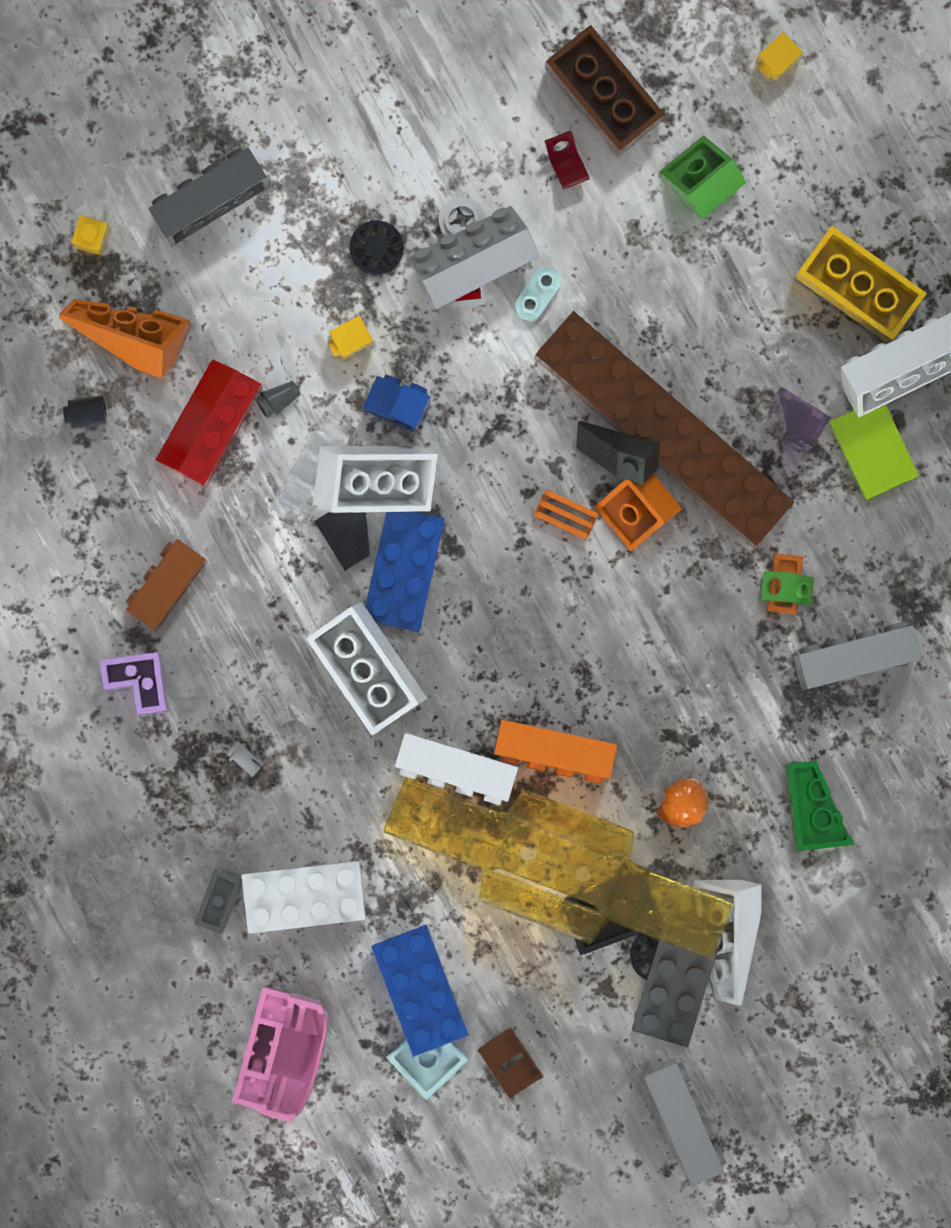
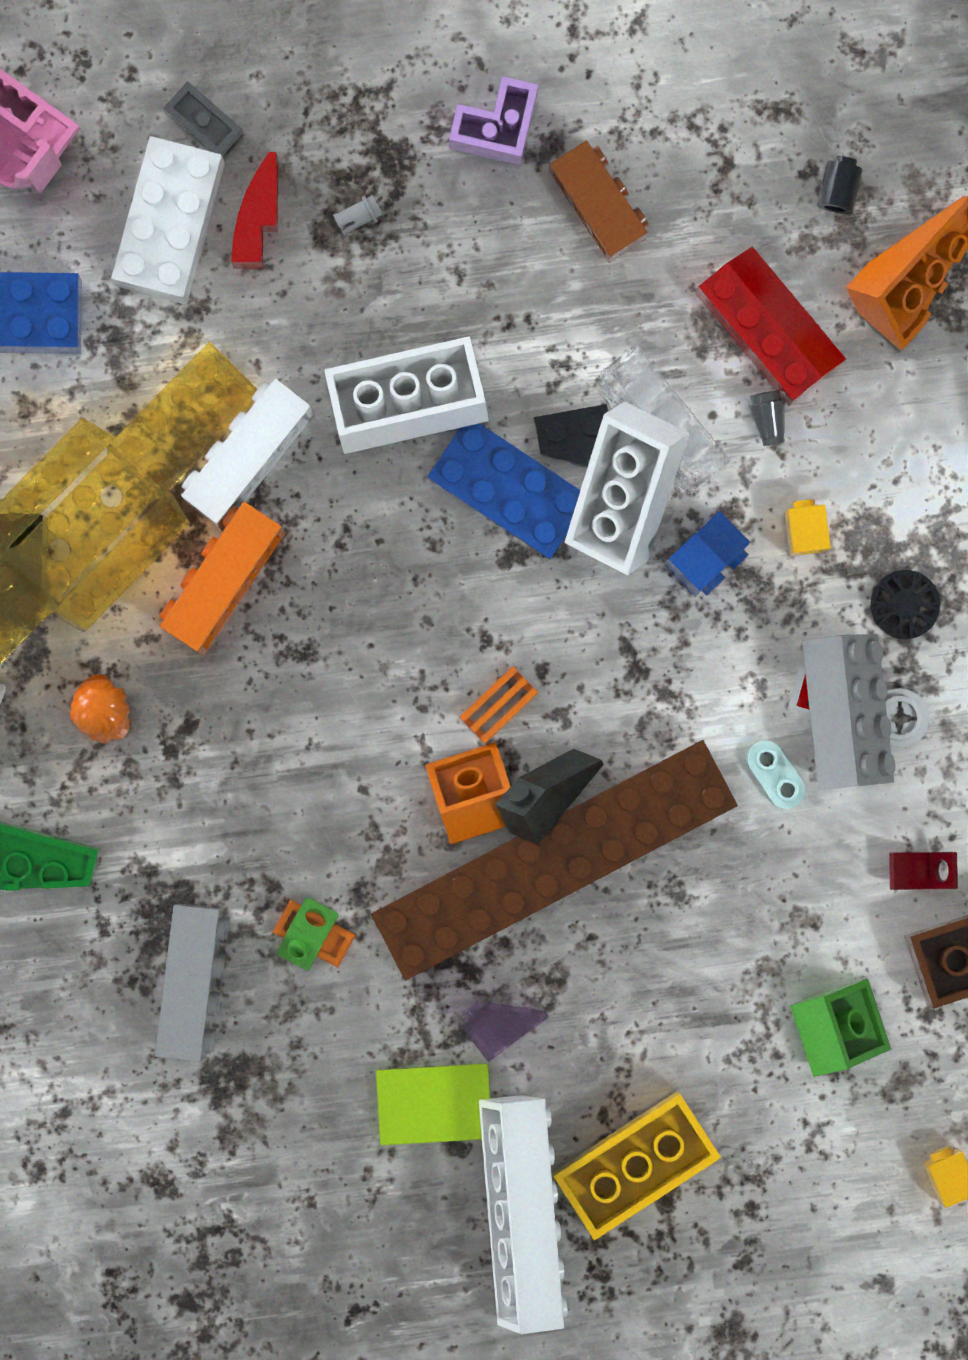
camera: 115 degrees right, 0 degrees up
(274, 833) = (256, 215): none -> red slope

